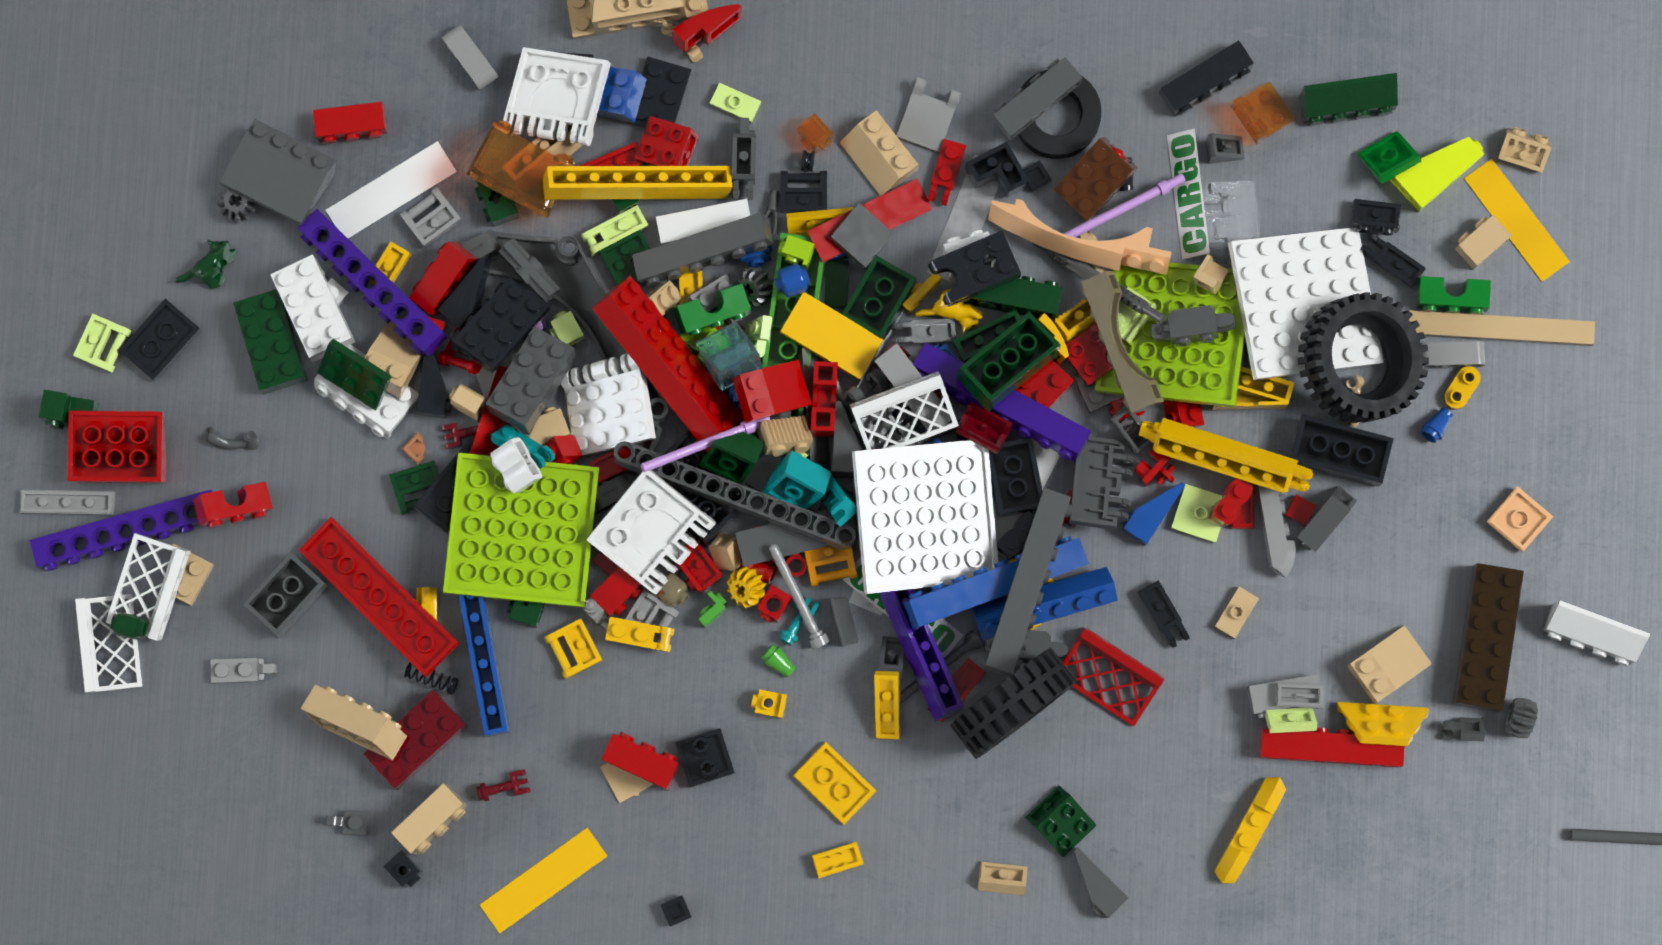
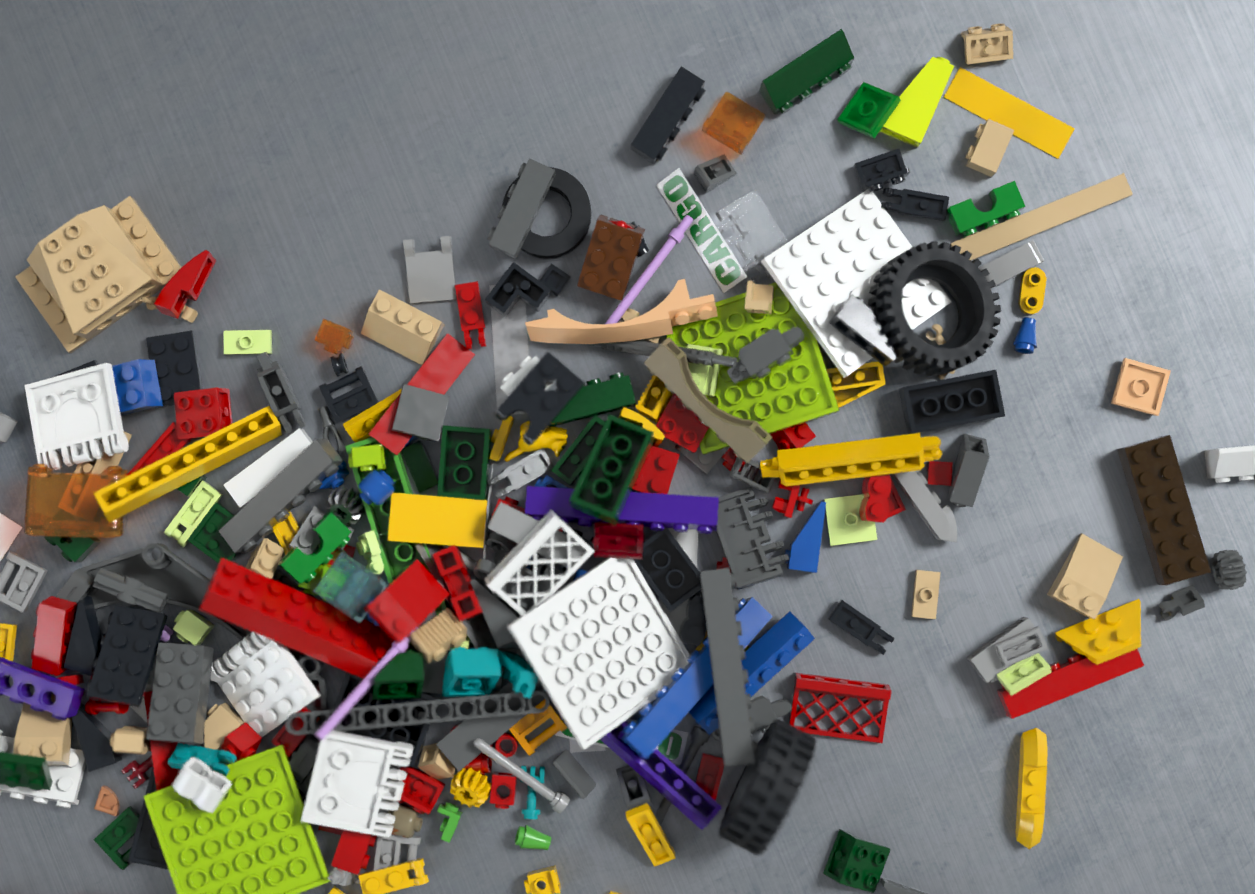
camera: 25 degrees left, 5 degrees up
(1289, 342) = (862, 328): none -> slope

